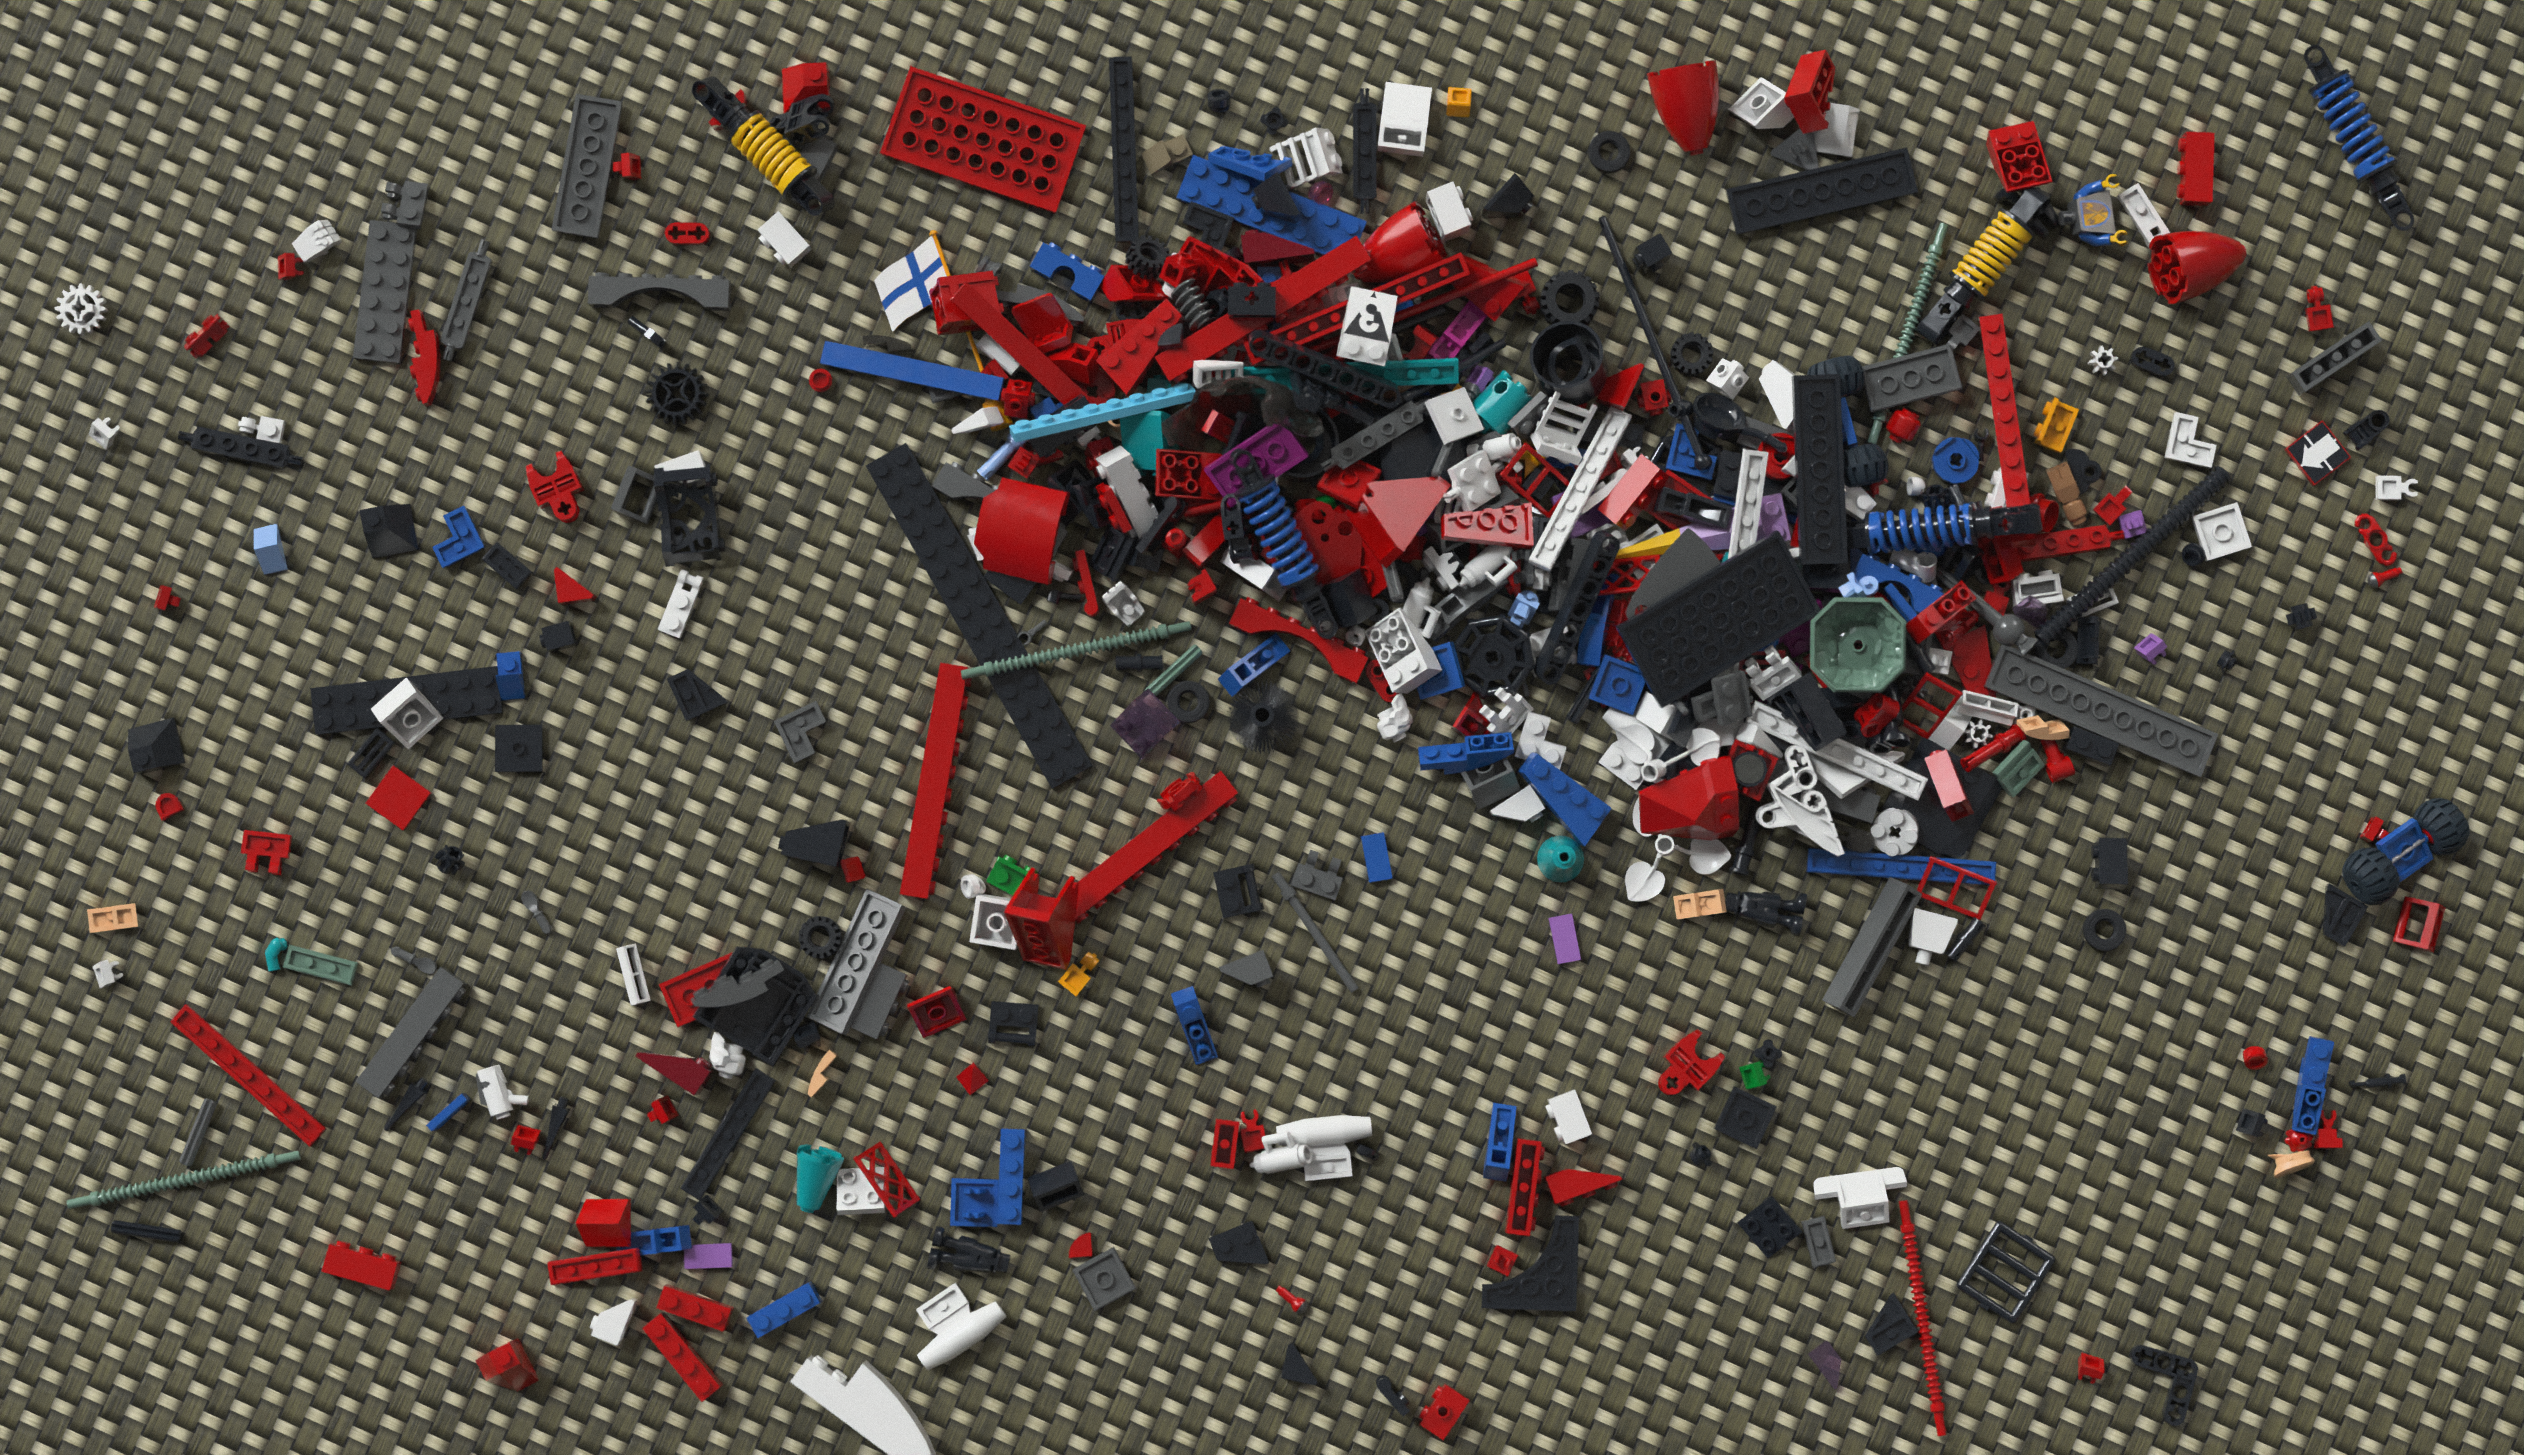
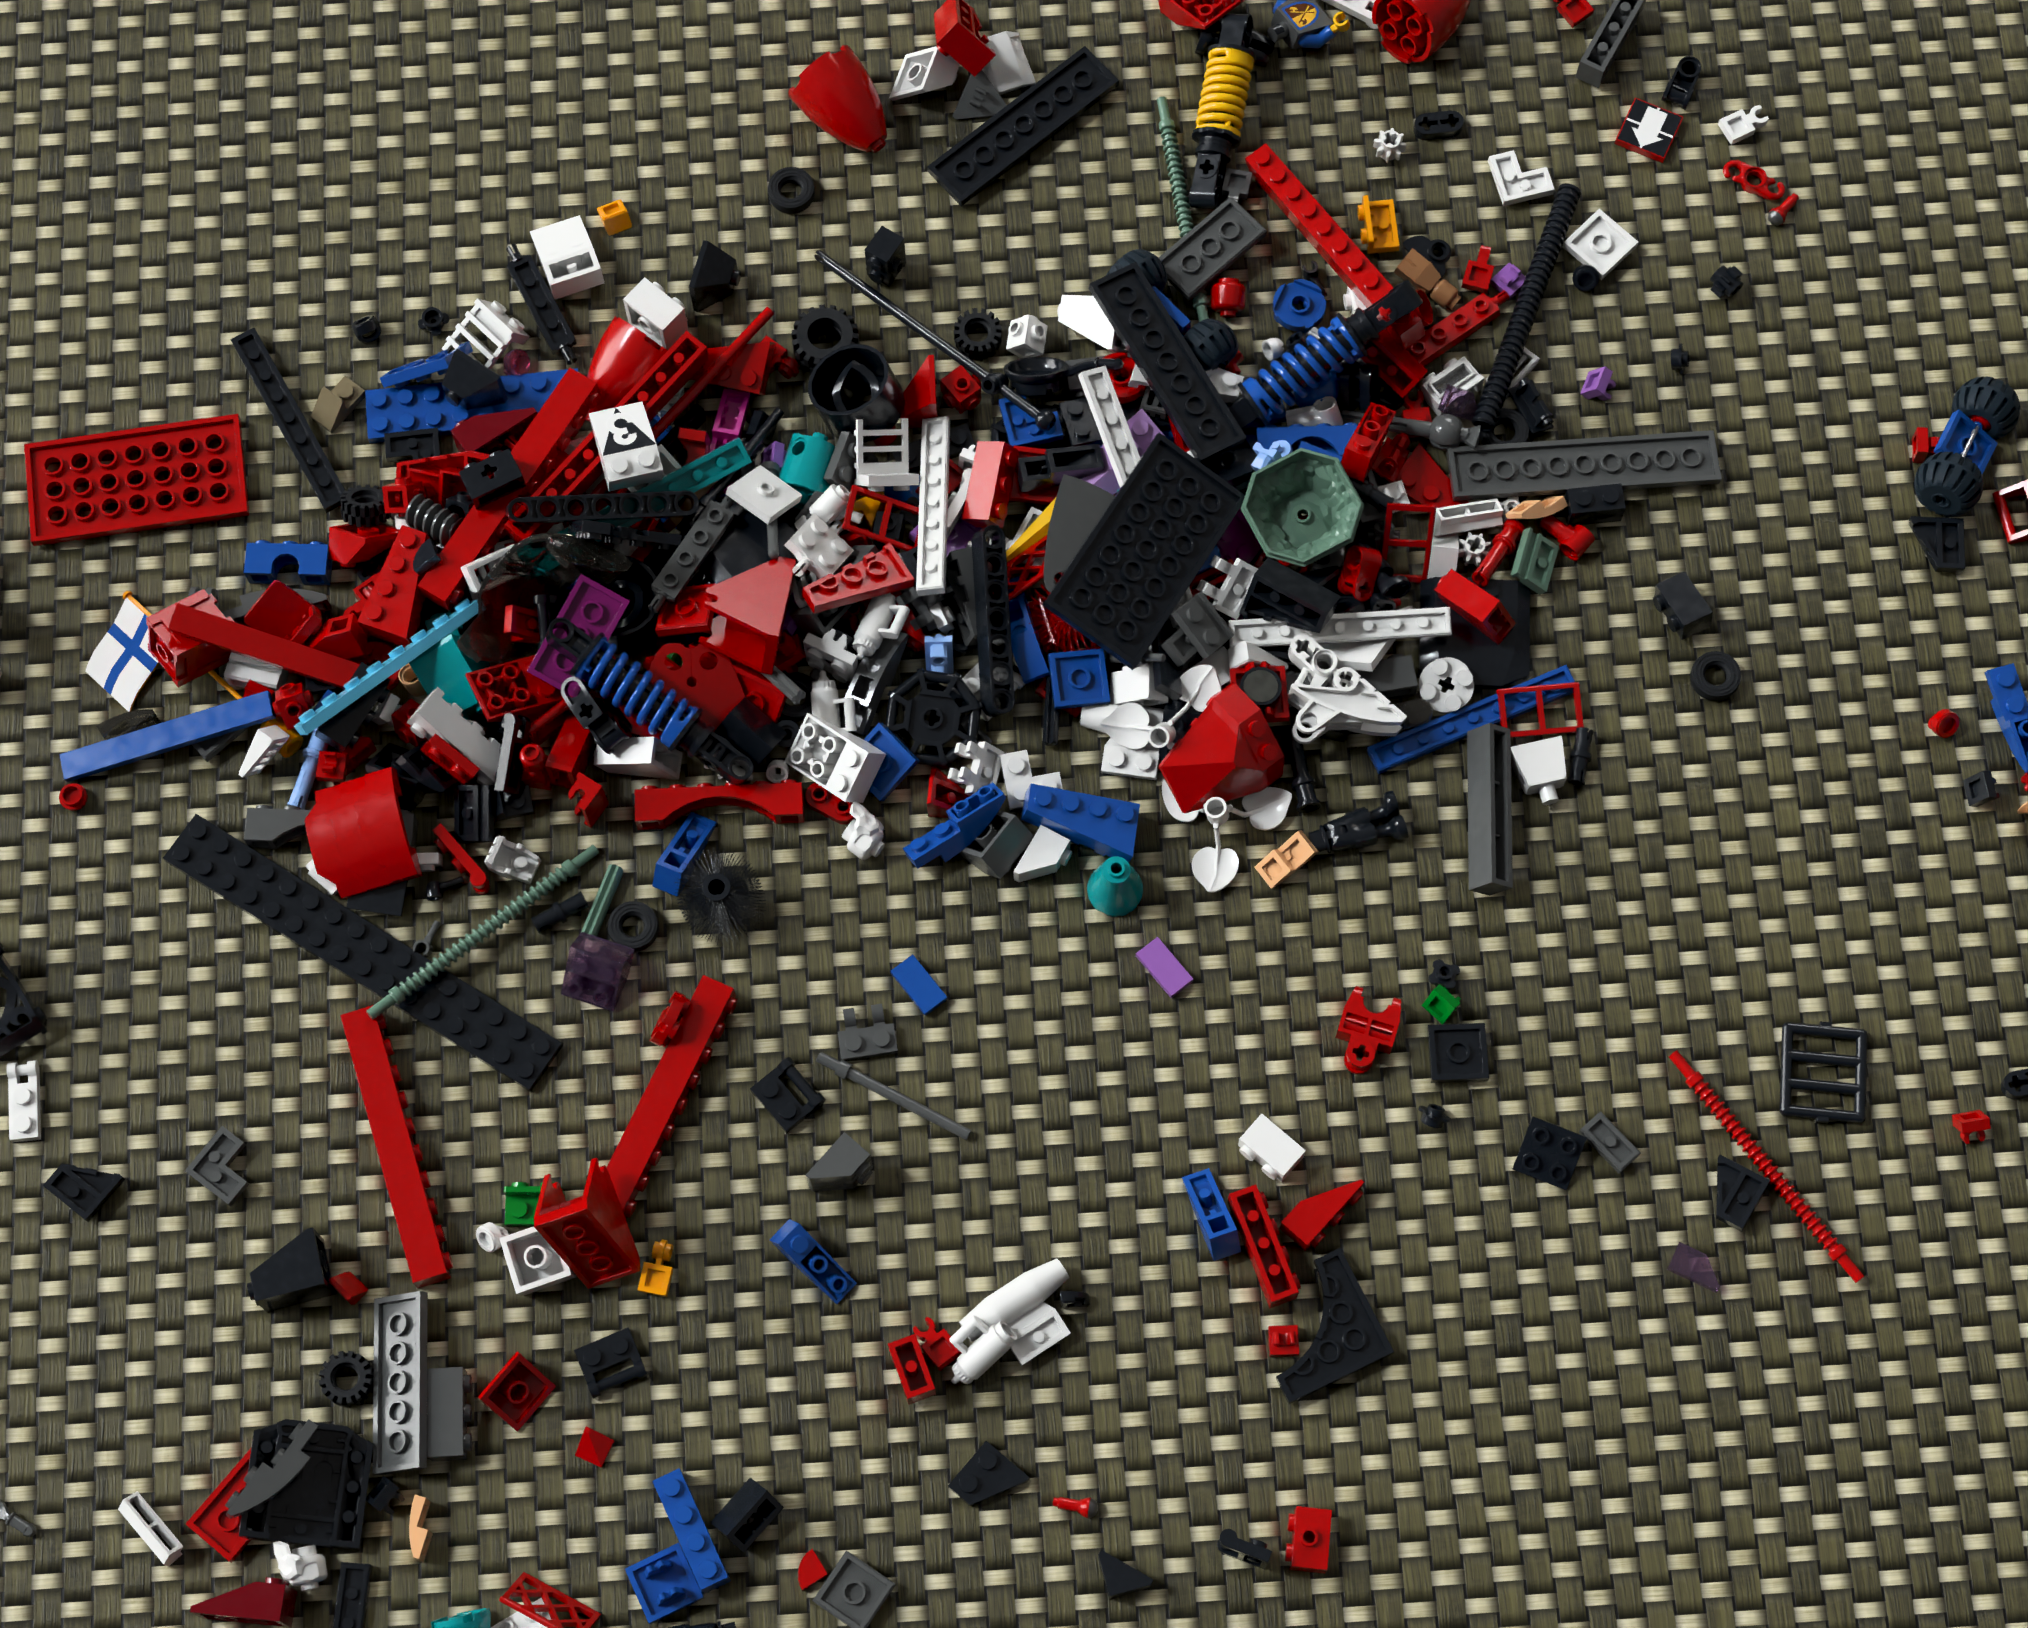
camera: 25 degrees left, 15 degrees down
(1861, 1194) = (1626, 1070): white plate -> none

